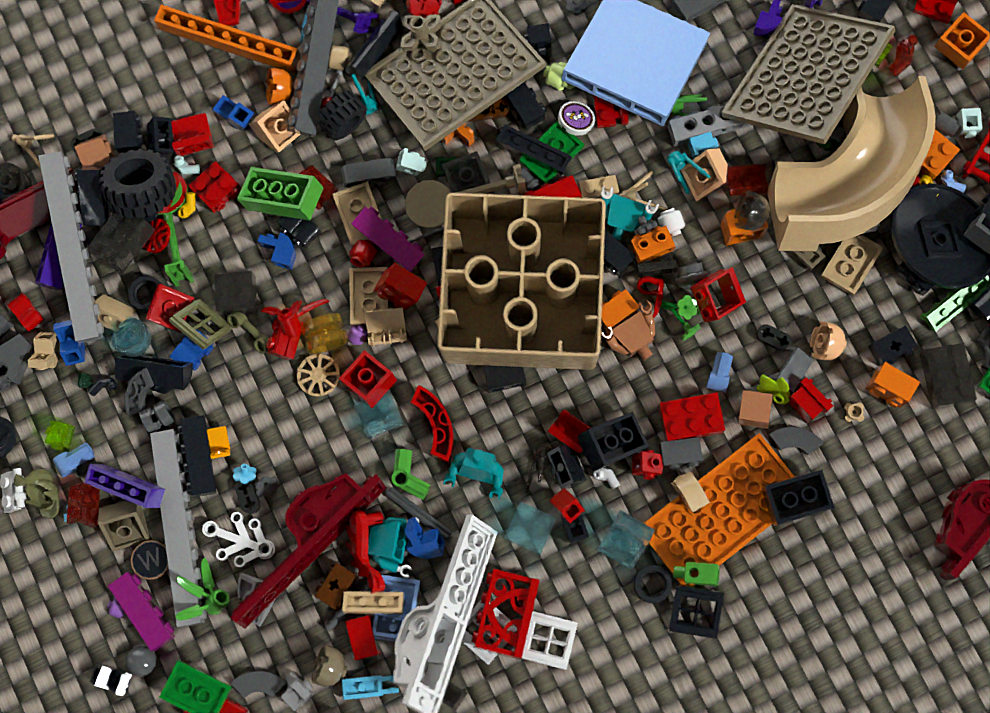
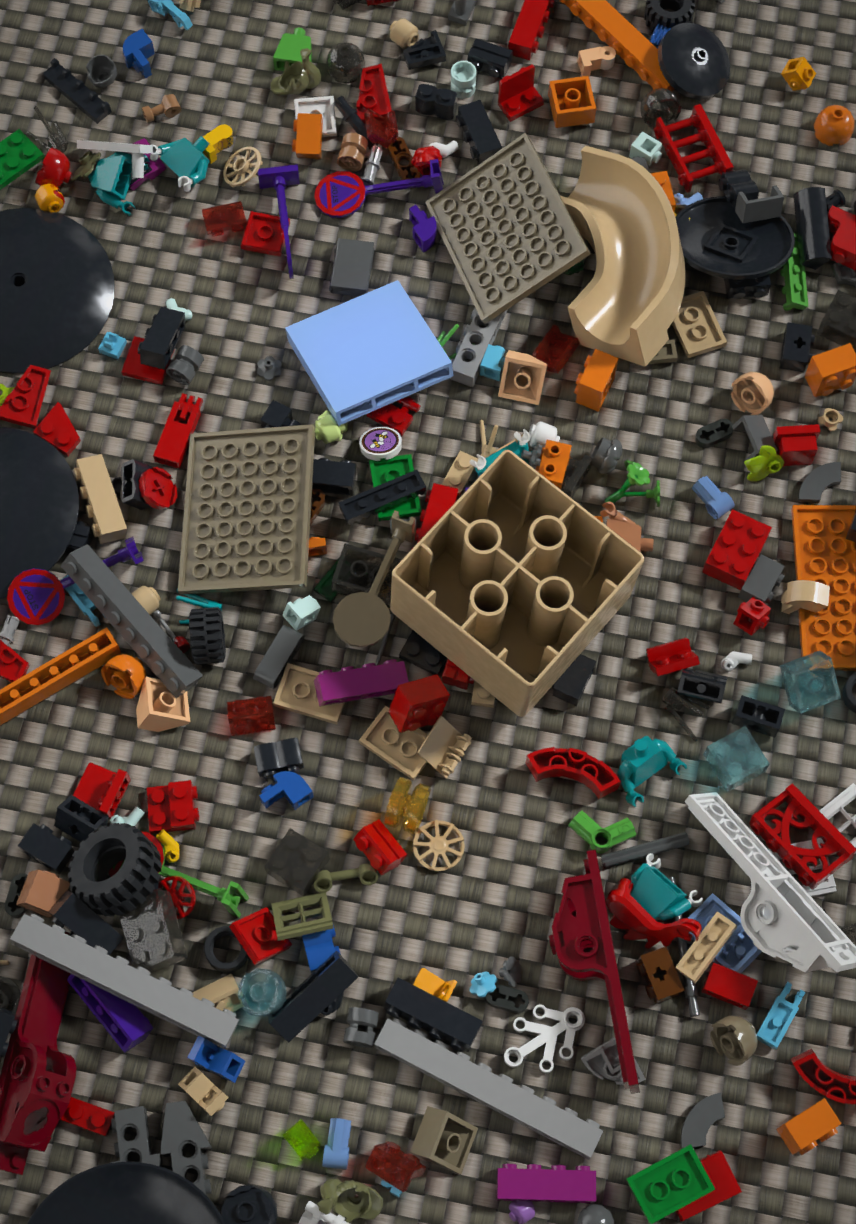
camera: 60 degrees left, 10 degrees down
(25, 312) = (145, 1084): red axle -> none
(84, 380) = (263, 1076): clear green hinge -> none
(102, 383) = (281, 1061): black arm -> none
(124, 485) = (409, 1106): dark purple brick -> none
(136, 392) = (320, 1029): dark grey tile -> none
(150, 560) = (499, 1140): black tile -> none
(215, 602) = (591, 1106): bright green plant -> none
(235, 114) = (119, 735): blue brick -> none
(280, 193) = (236, 745): bright green brick -> none
(289, 318) = (369, 821): red plant -> none
(297, 692) = (738, 1087): light grey brick -> none
(357, 334) = (428, 778): medium lavender piece -> none
(362, 253) = (355, 717): red head -> none
(368, 379) = (483, 798): red brick -> none
(375, 45) = (160, 560): black brick -> none
(381, 417) = (521, 816): clear light blue bracket -> none
(421, 31) = (185, 510): dark tan plant -> none
(423, 544) = (680, 863): blue brick -> none
(567, 505) = (745, 702): red brick -> none
(612, 441) = (711, 626): black brick -> none
(658, 292) = (599, 493): red piece -> none
(677, 162) = (493, 392): teal plant -> none
(733, 297) = (637, 443): red window -> none
(752, 211) = (597, 357): clear smoke cylinder -> none
(755, 409) = (770, 491): nougat head -> none
(904, 55) = (546, 153): clear red arm -> none

